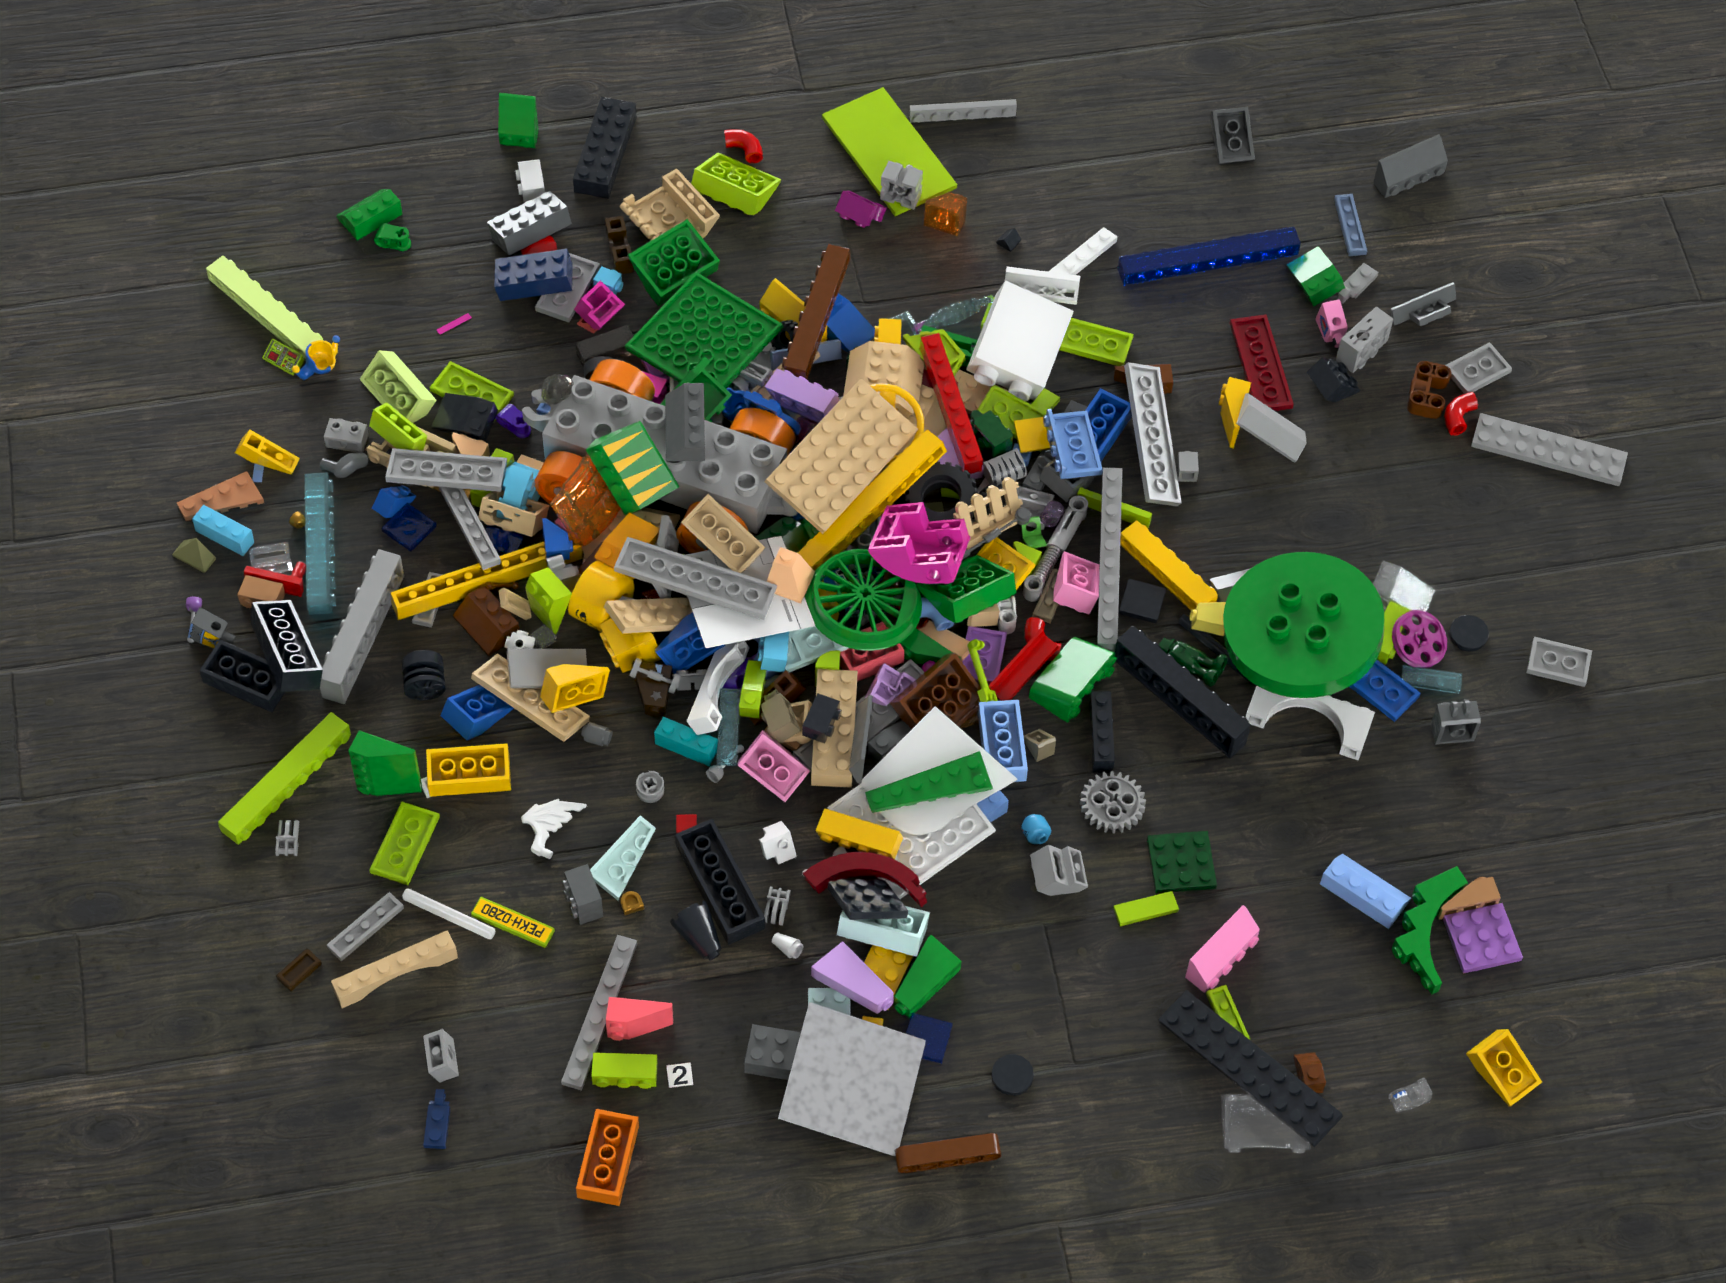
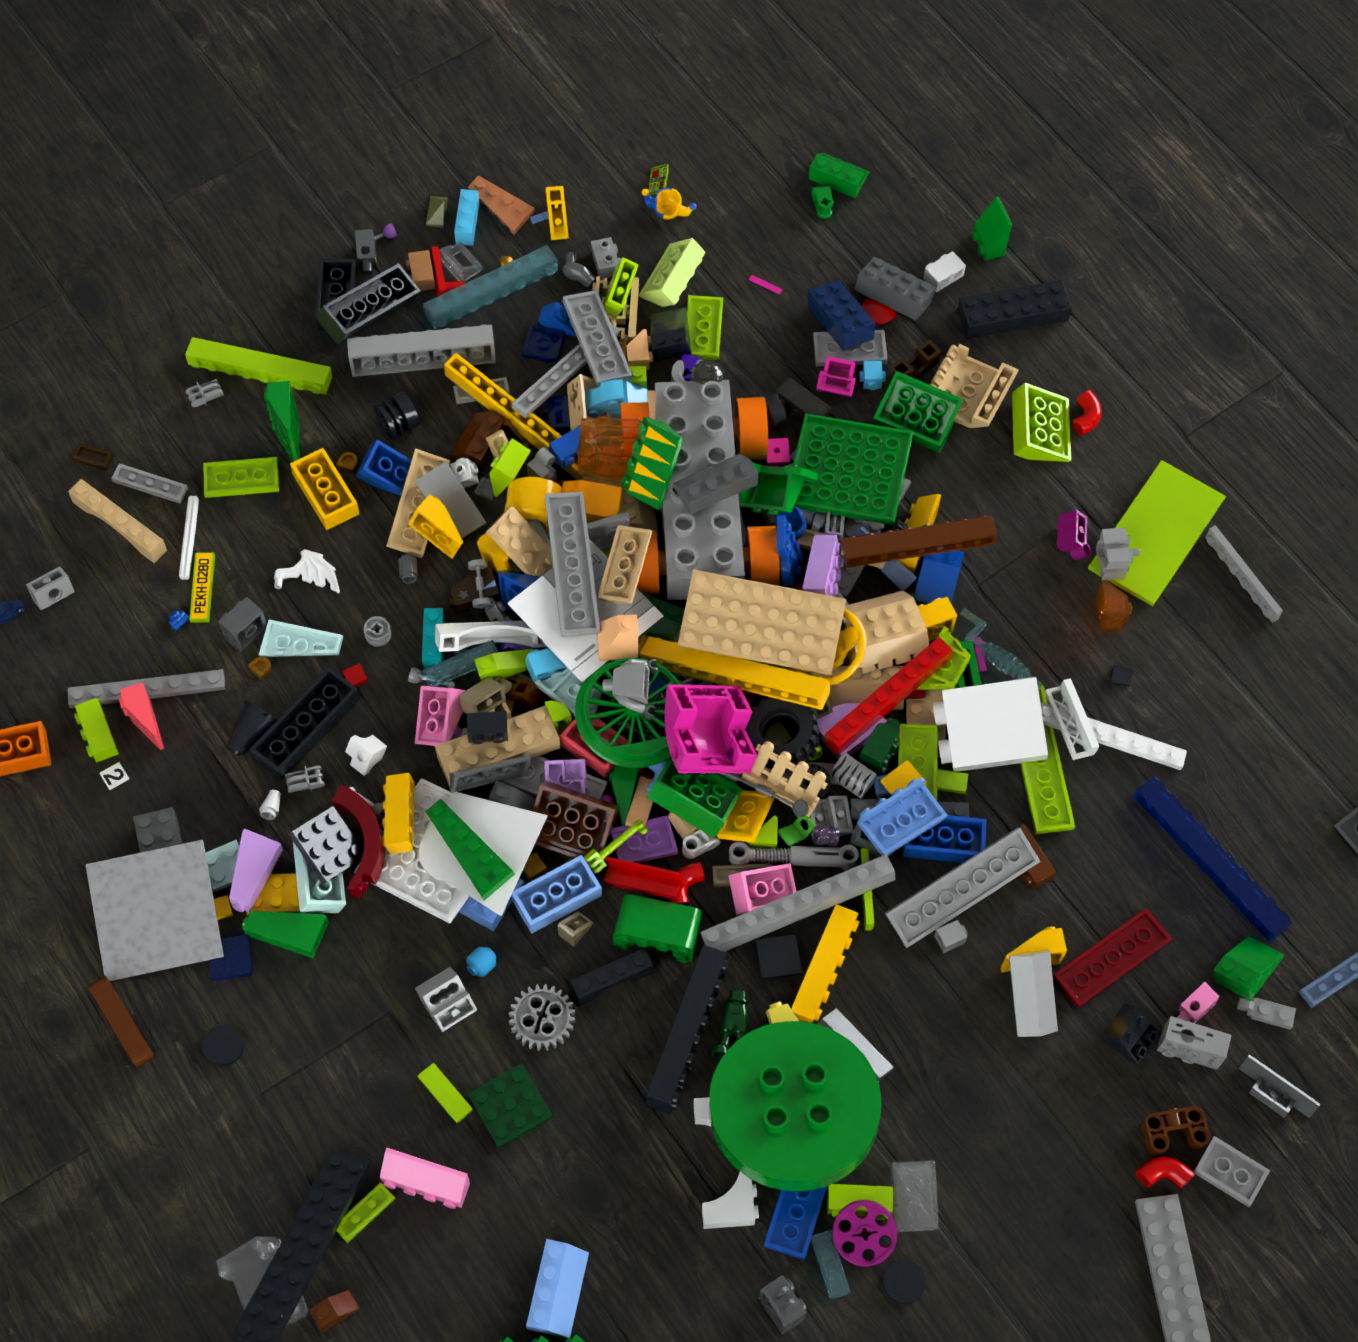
camera: 65 degrees right, 5 degrees up
(261, 305) = (698, 143): yellowish green brick -> none
(444, 740) = (348, 462): none -> pearl gold tile
(537, 956) = (177, 619): none -> blue plate
(850, 580) = (631, 685): none -> light grey torso

